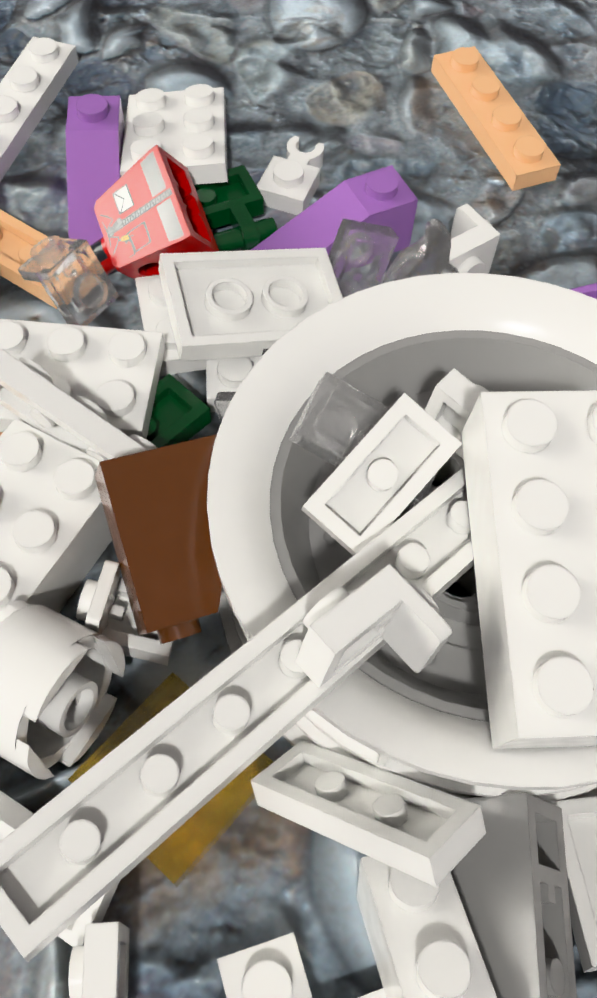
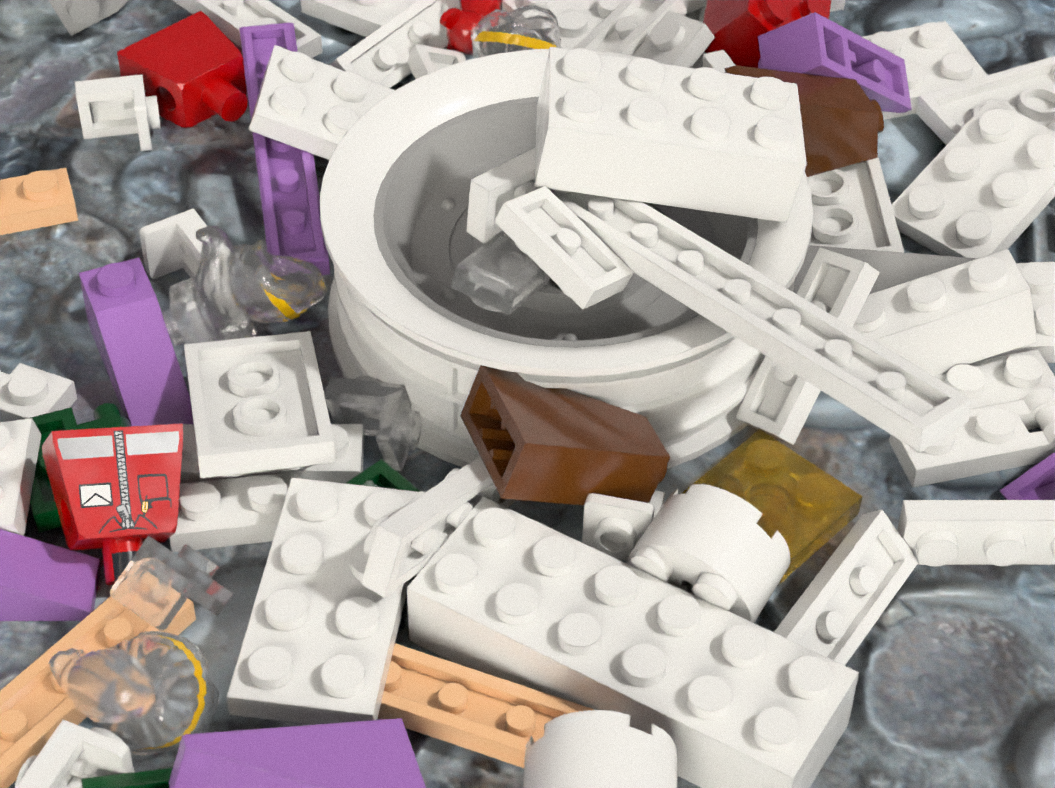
camera: 85 degrees left, 15 degrees down
(382, 607) = (726, 232): white bracket -> none

